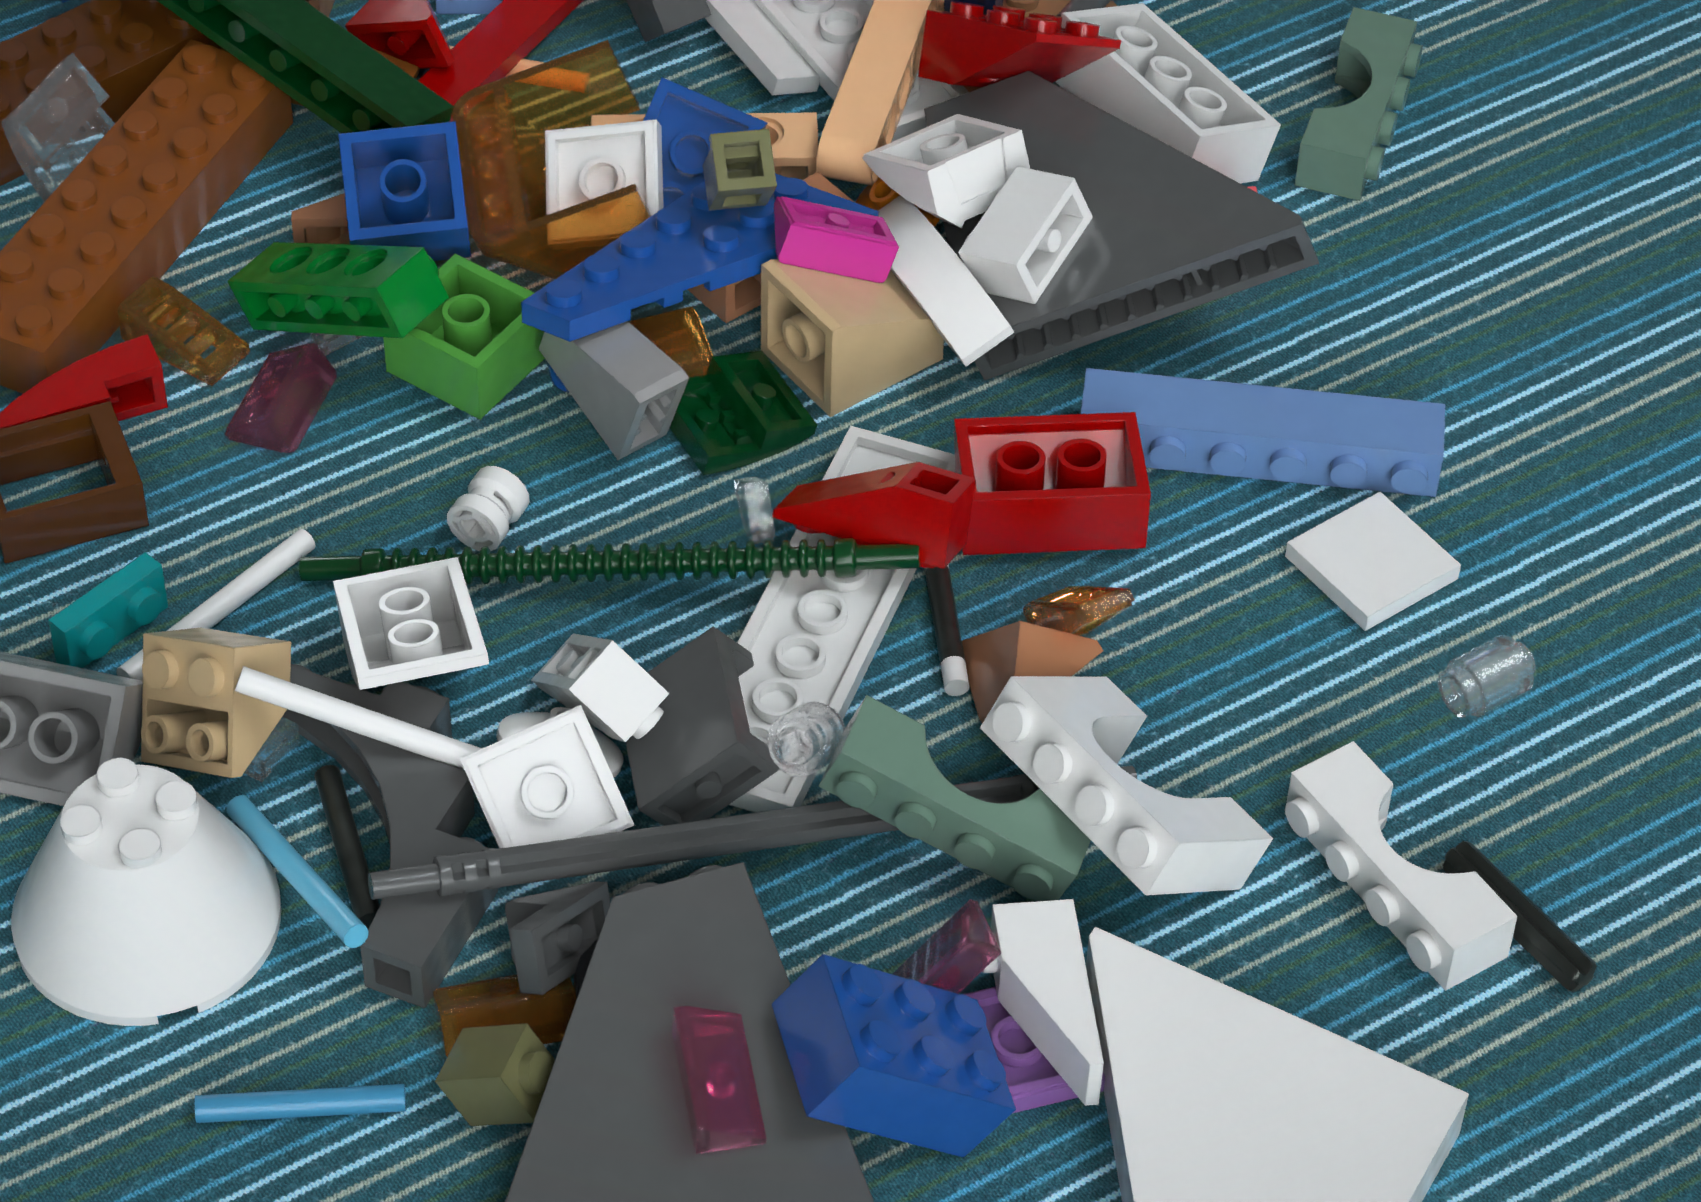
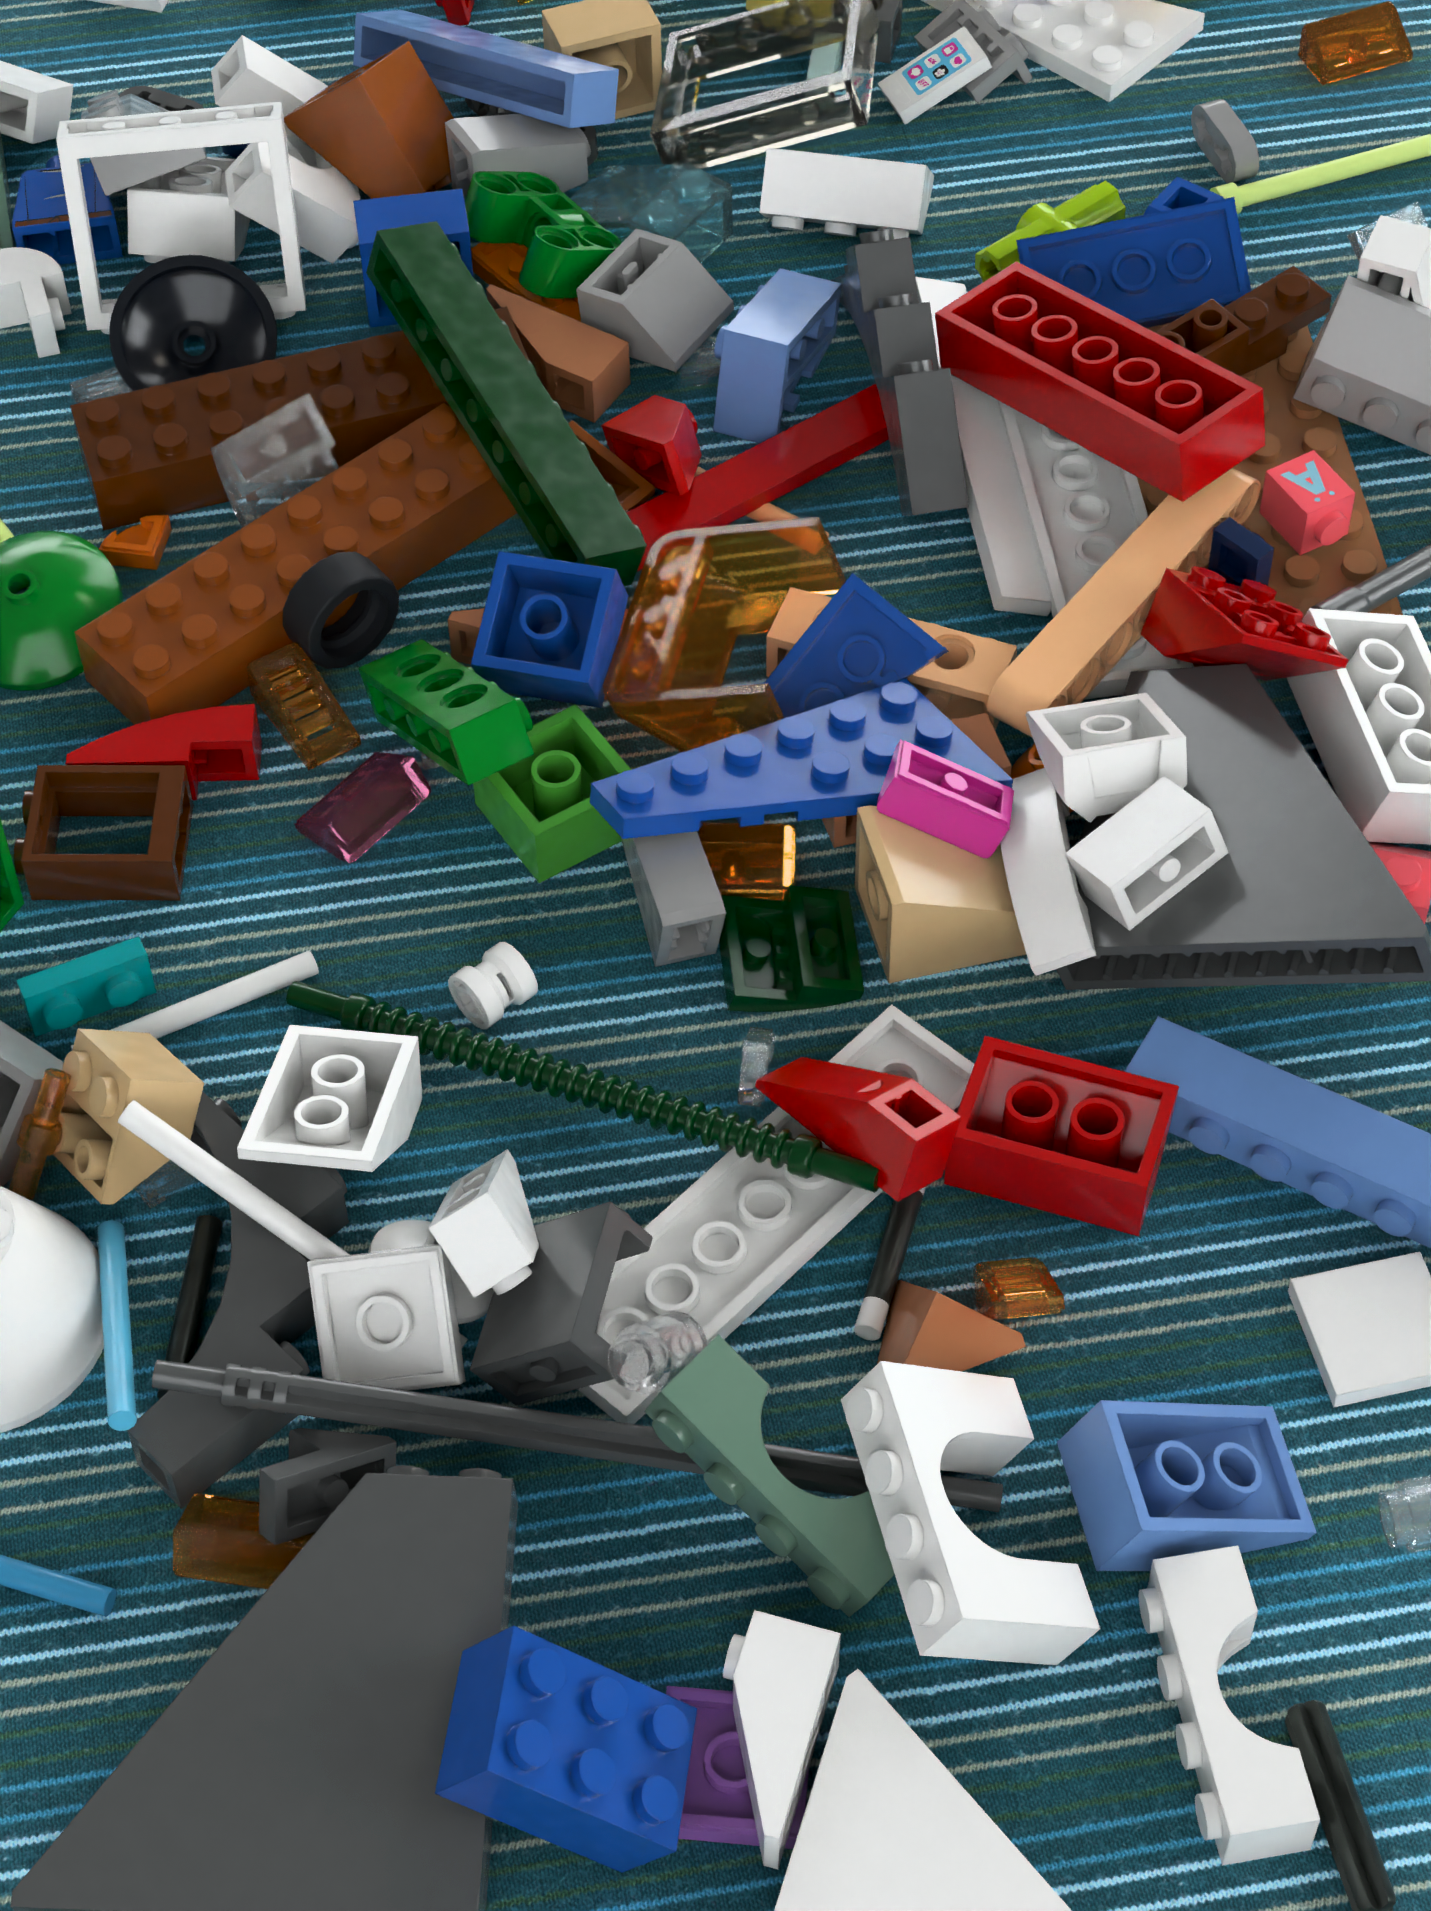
camera: 25 degrees right, 5 degrees up
(141, 736) = (40, 1133): none -> clear orange bar
(185, 236) = (322, 591): none -> black tyre
(496, 1074) = (188, 1612): olive brick -> none
(601, 160) = (766, 646): white tile -> none
(717, 1079) = (373, 1714): clear pink slope -> none
(739, 169) = (869, 700): olive brick -> none
(954, 952) = (685, 1652): clear pink slope -> none
(1271, 714) = (1181, 1481): none -> medium blue slope

